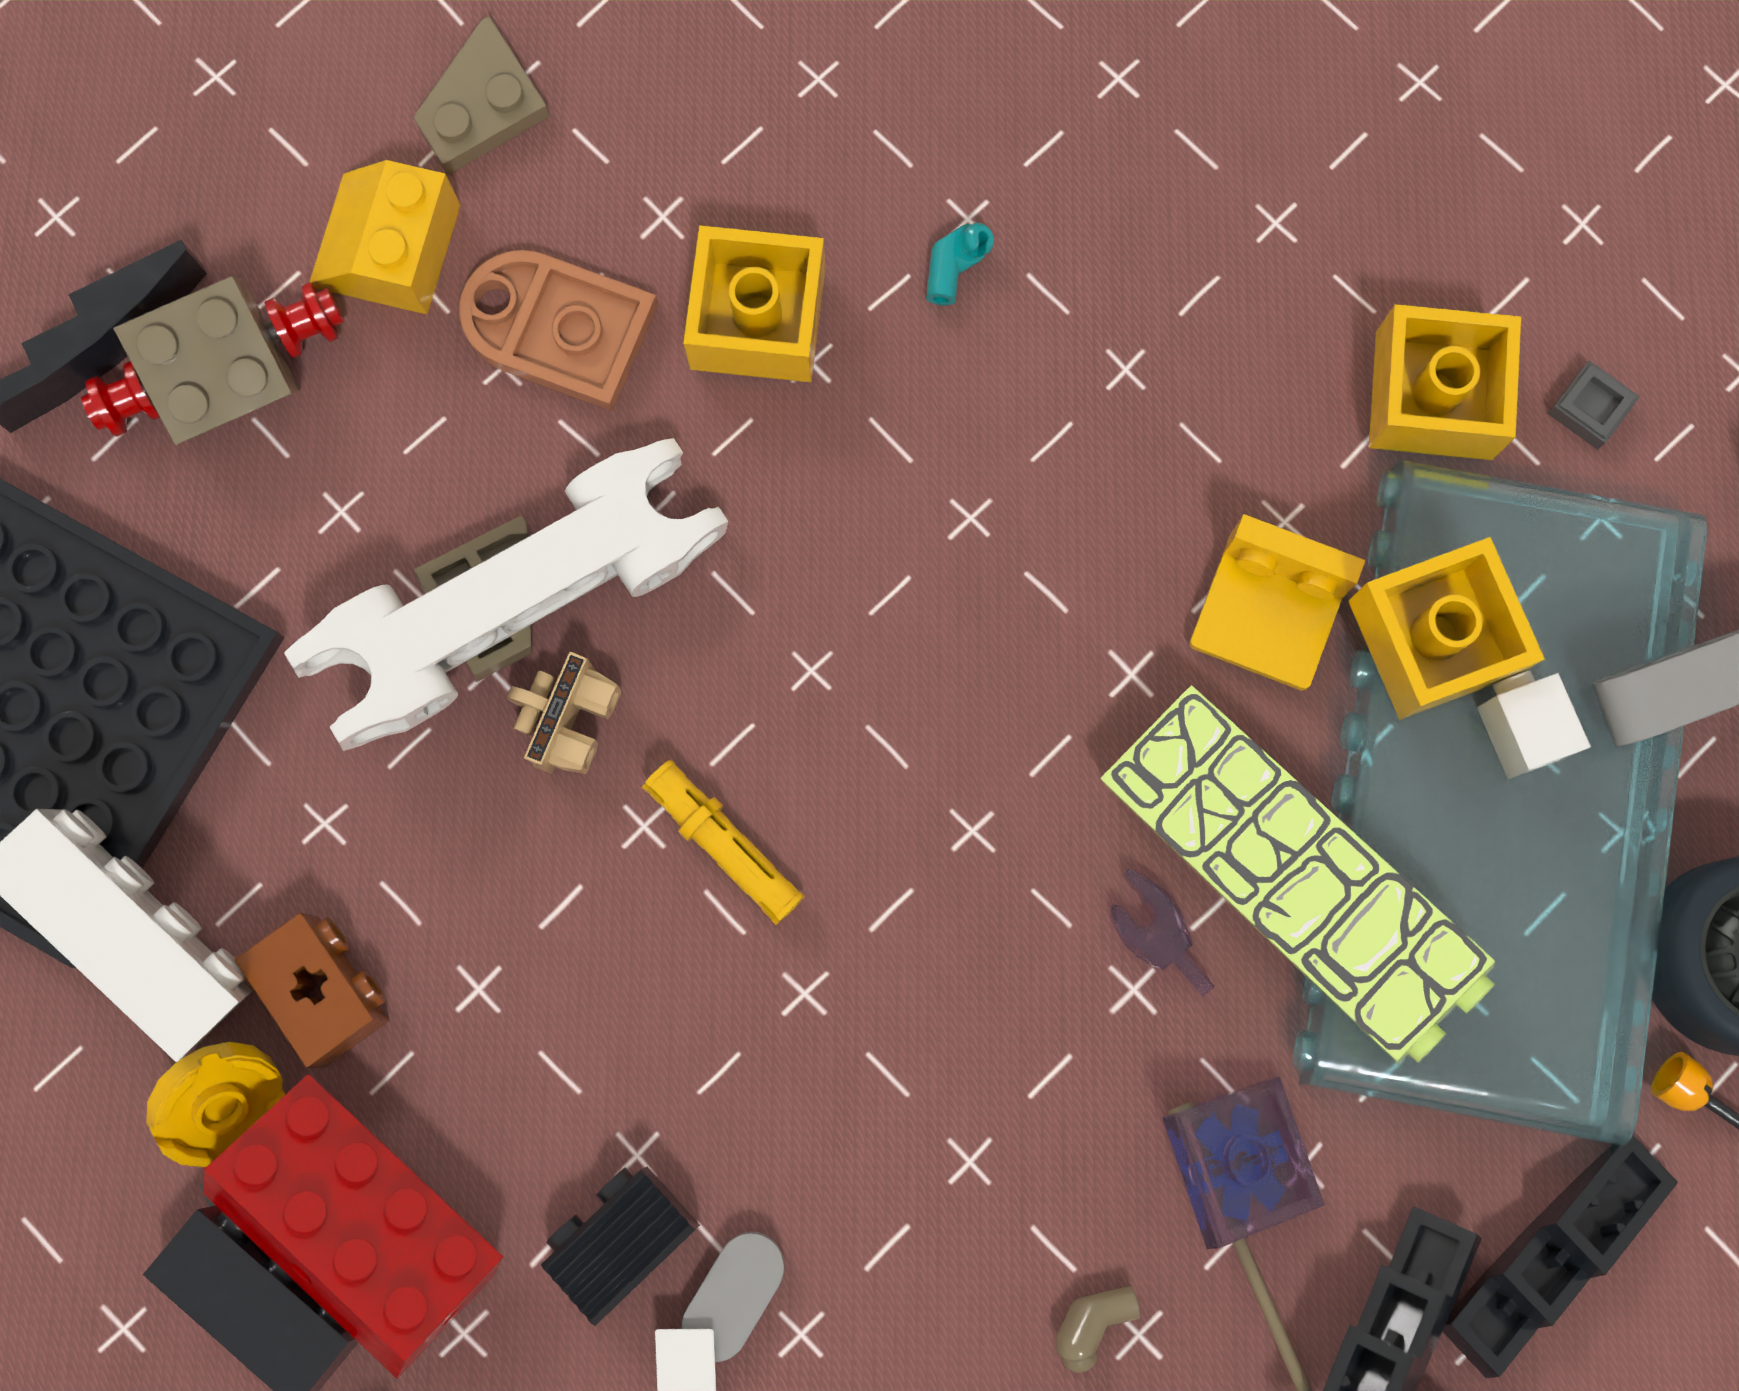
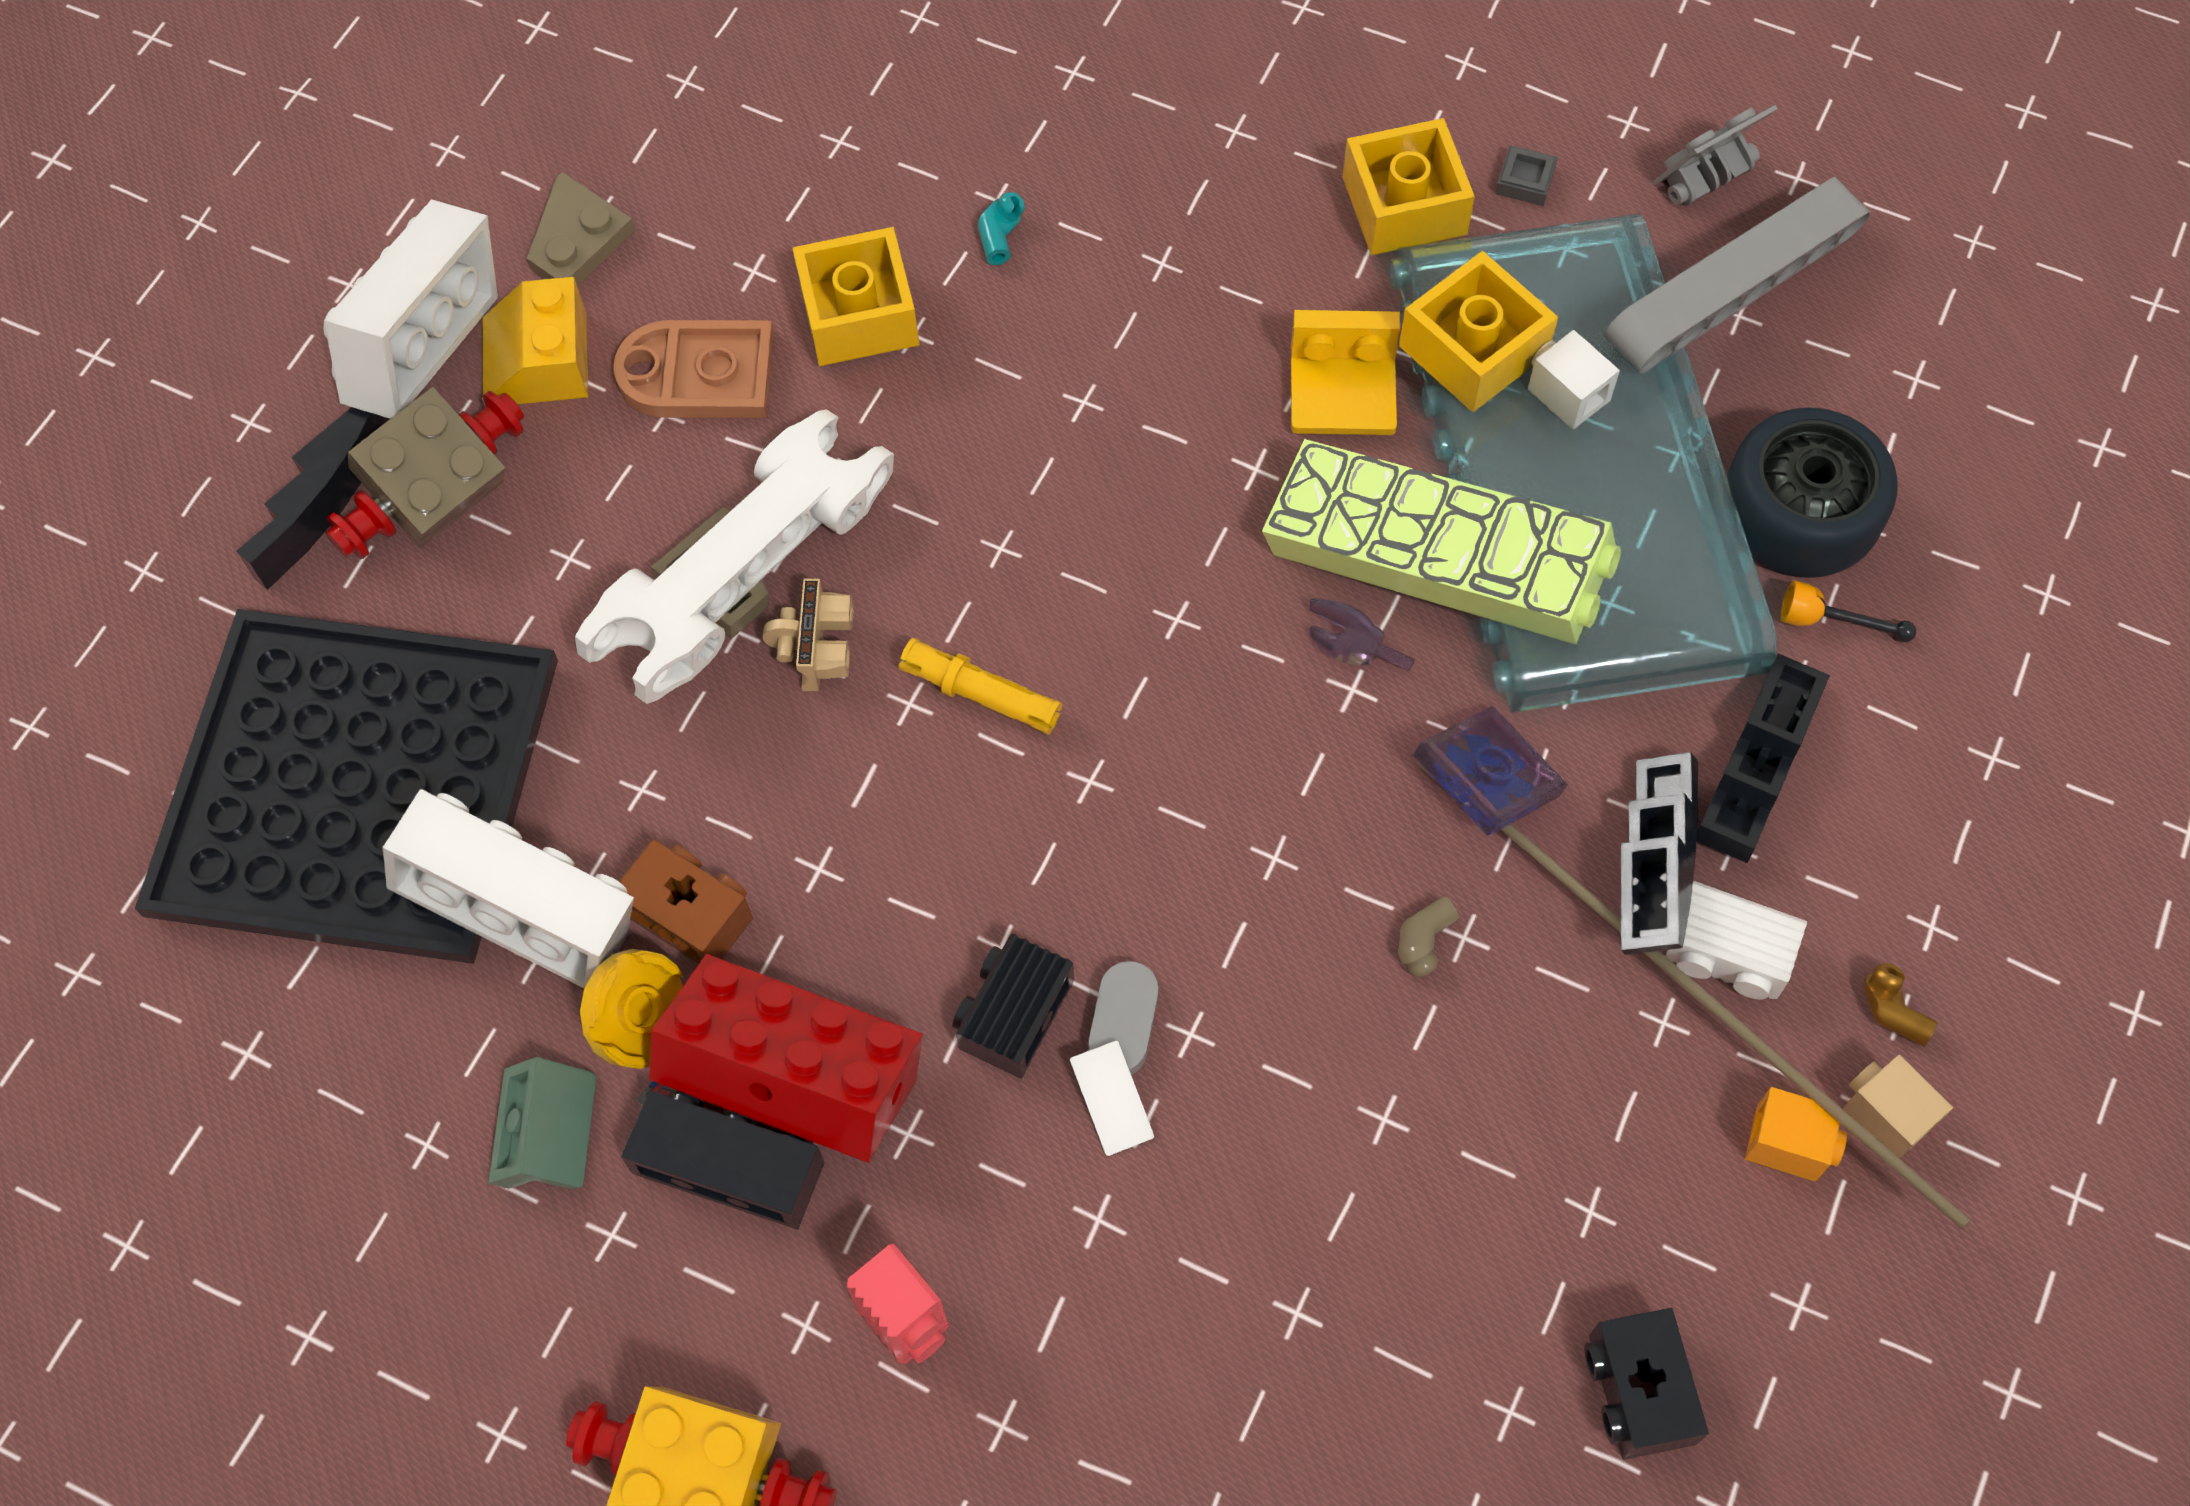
camera: 20 degrees left, 15 degrees down
(87, 1189) = (542, 1125): none -> sand green panel
(247, 158) = (411, 309): none -> white brick

